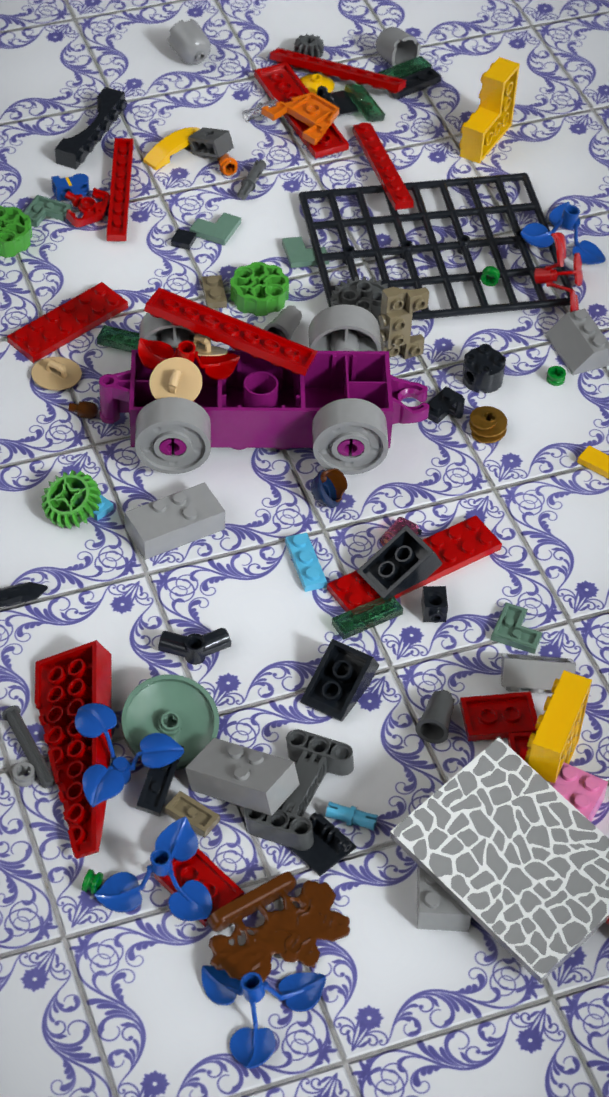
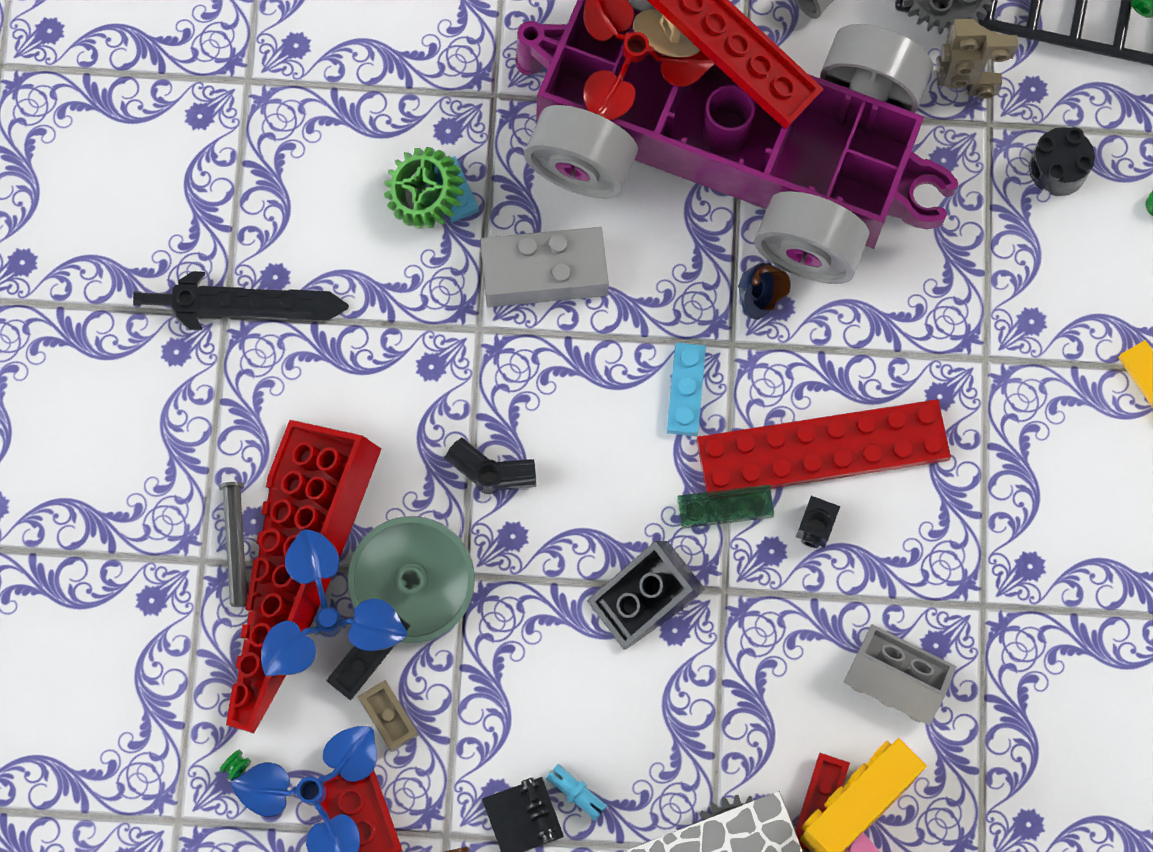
camera: 20 degrees right, 25 degrees up
(25, 768) = (208, 588): light grey bush -> none
(84, 409) = (502, 34): reddish brown cylinder -> none
(176, 378) = (607, 84): tan shield -> none
(242, 776) = (461, 698): light grey brick -> none
(314, 758) = (527, 734): dark grey beam -> none
(398, 524) = (830, 385): clear pink piece -> none
(399, 564) = (795, 452): black slope -> none
(435, 721) = (742, 693): dark grey plant -> none
(446, 403) = (982, 197): black plate -> none
(487, 424) = (1021, 269): pearl gold piece -> none
(498, 715) = (821, 721): red plate -> none
(512, 633) = (898, 597): sand green tile -> none

